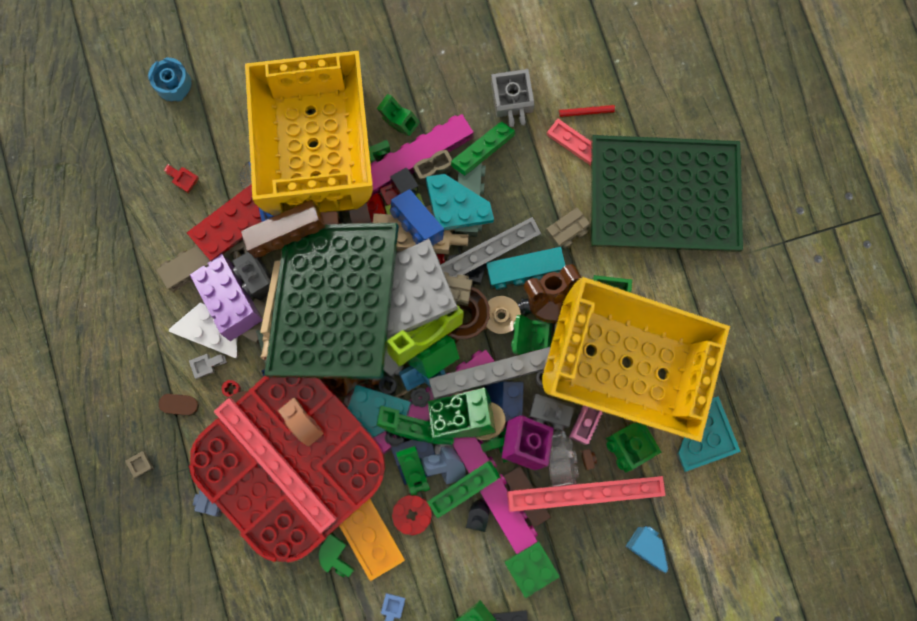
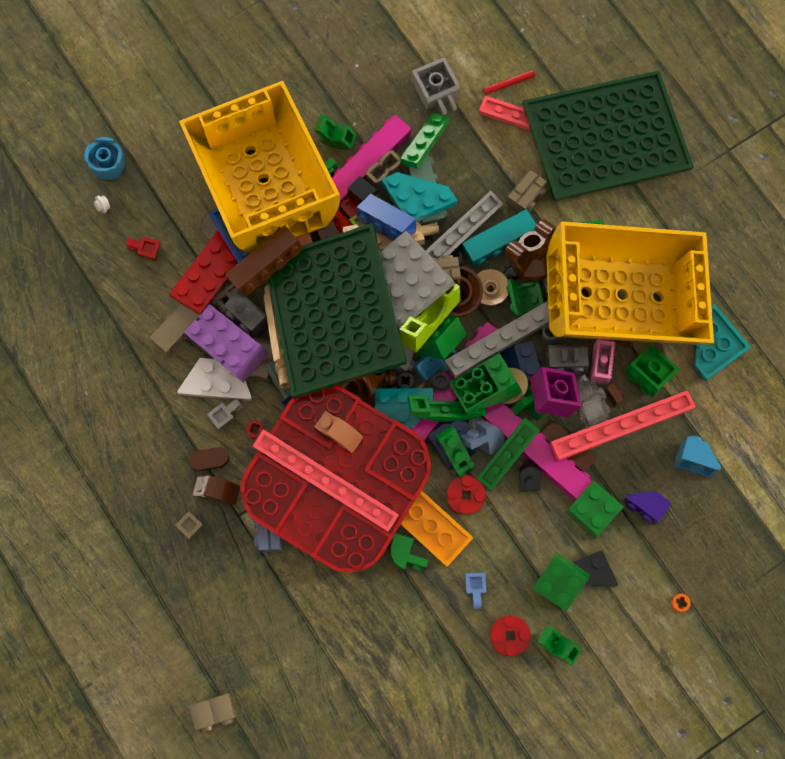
camera: 20 degrees left, 5 degrees down
(154, 123) = (101, 204): none -> white plate
(173, 438) = (216, 489): none -> reddish brown brick
(393, 442) = (429, 429): black plate -> none
(588, 580) = (648, 504): none -> dark purple slope

